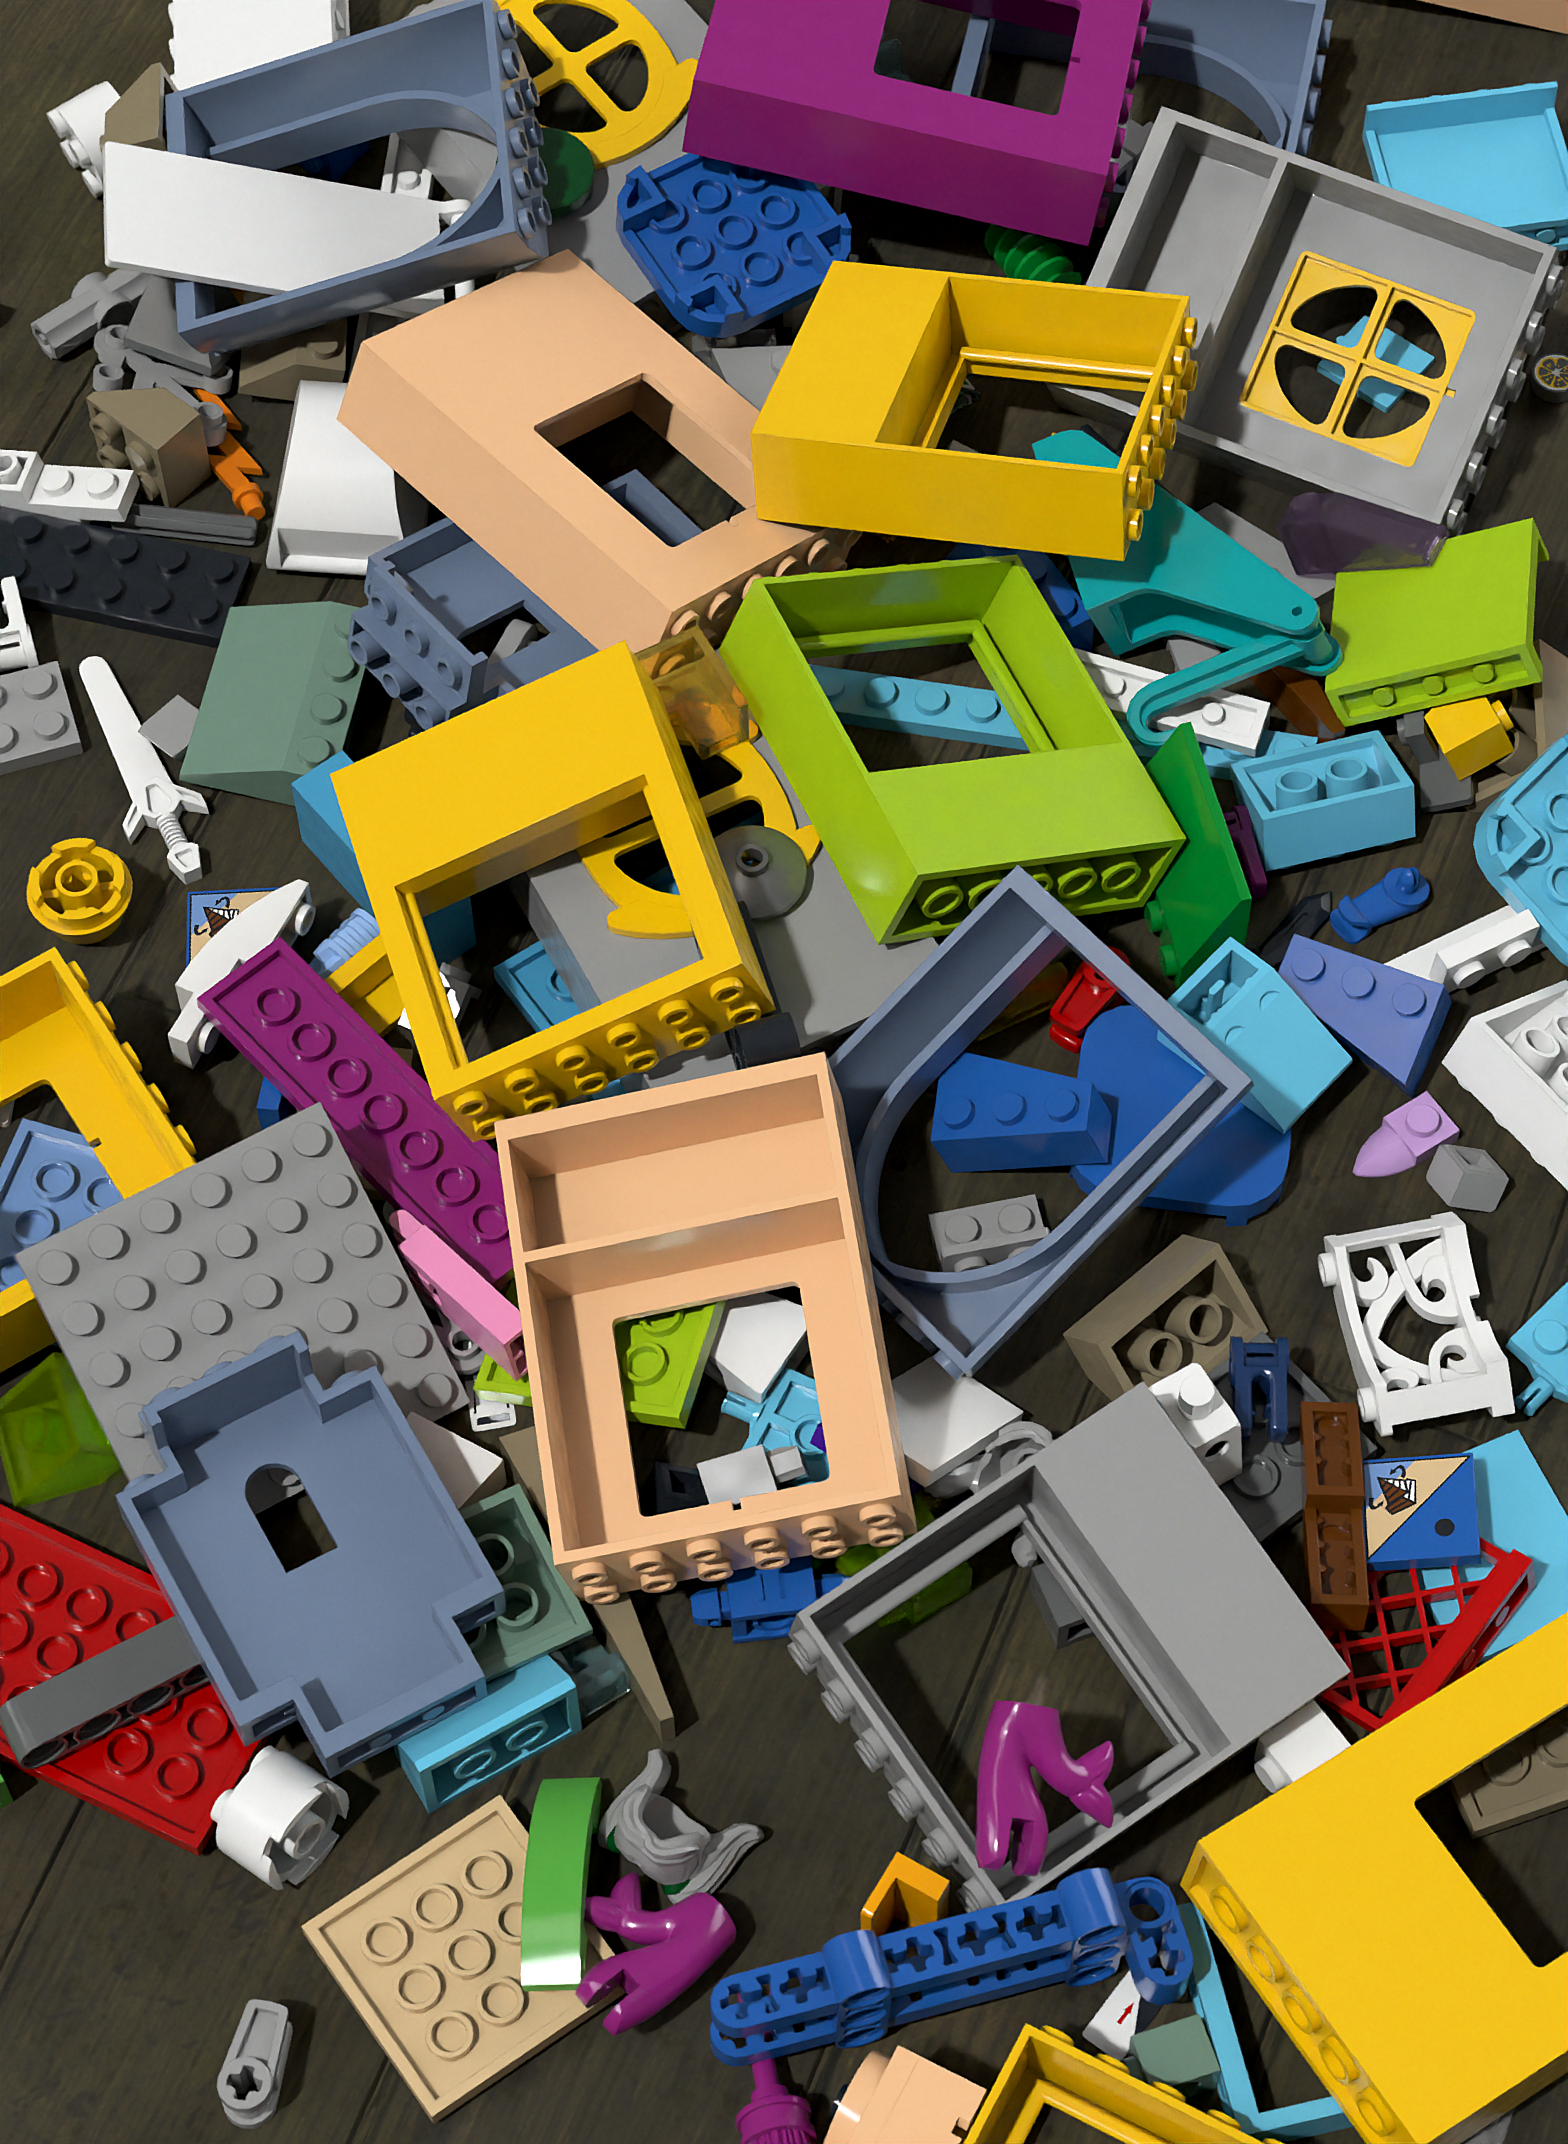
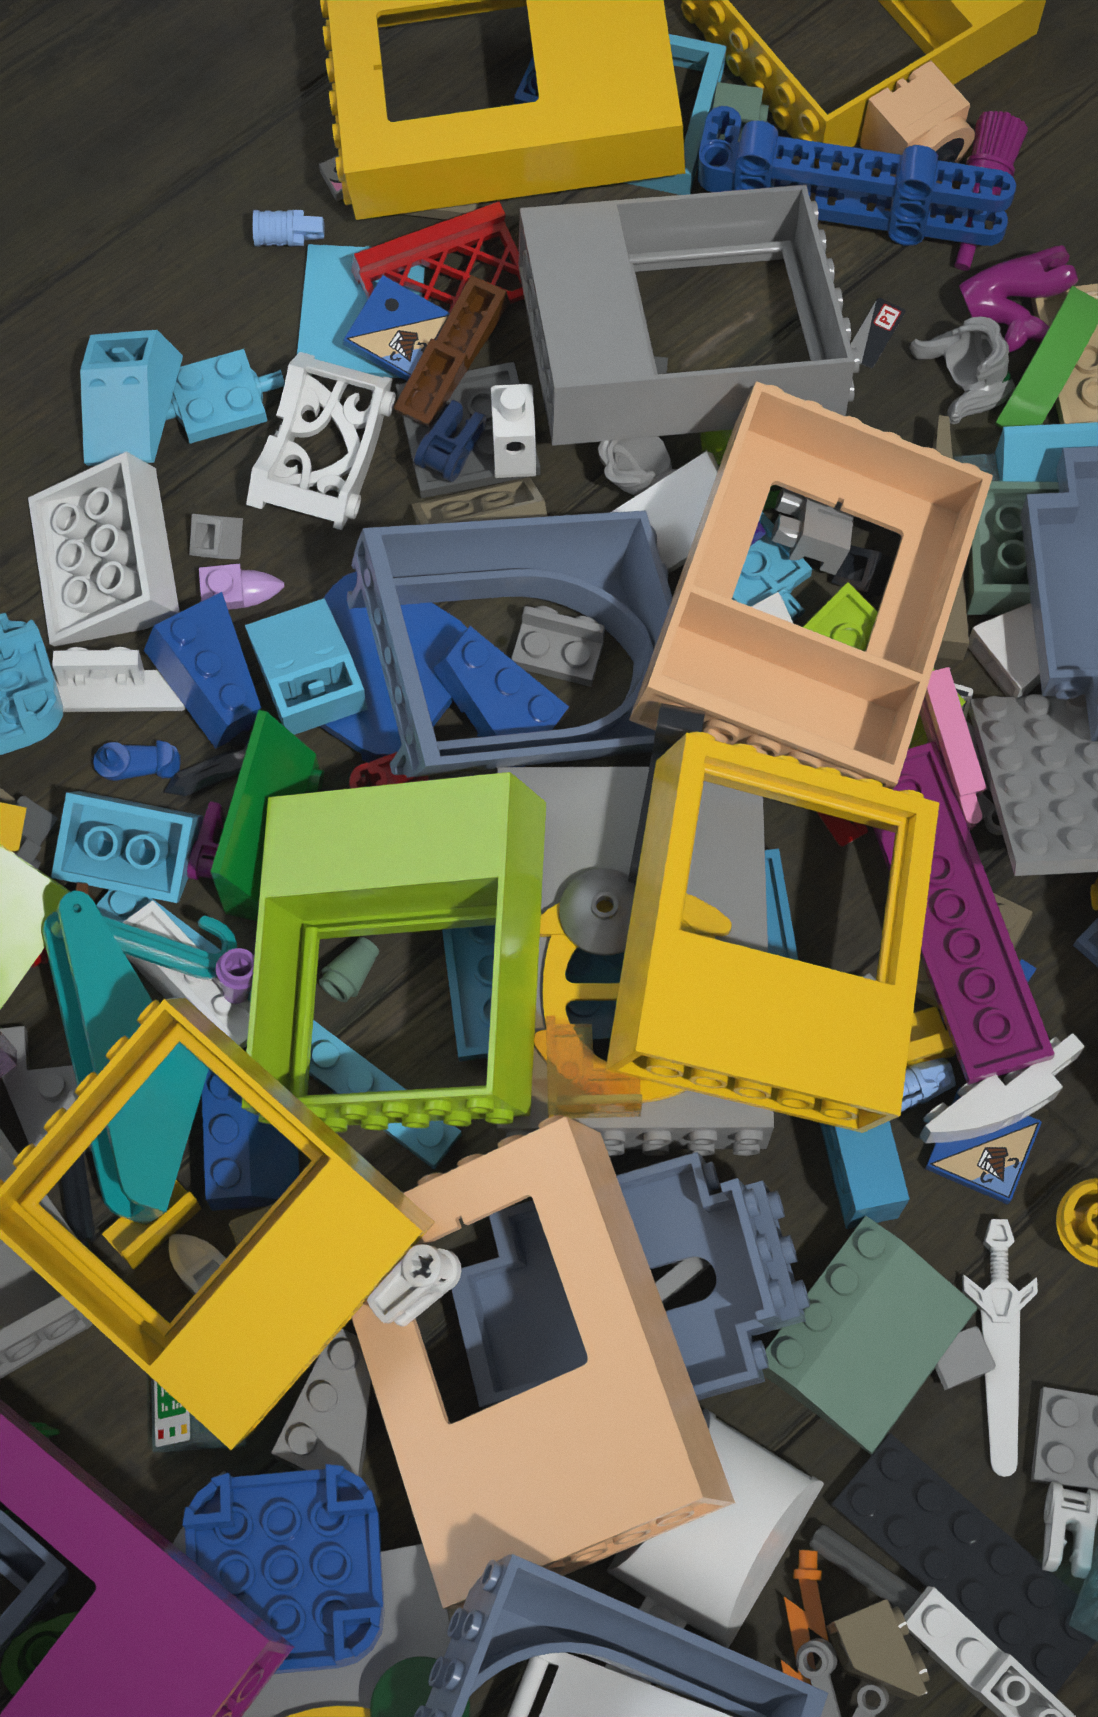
camera: 155 degrees left, 10 degrees up
(732, 467) = (415, 1284): none -> white piece
(819, 1844) = (877, 331): none -> sticker
(908, 1894) = (854, 250): light orange panel -> none
(1007, 1799) = (775, 219): magenta piece -> none
(1113, 680) = (236, 974): none -> medium lavender cone

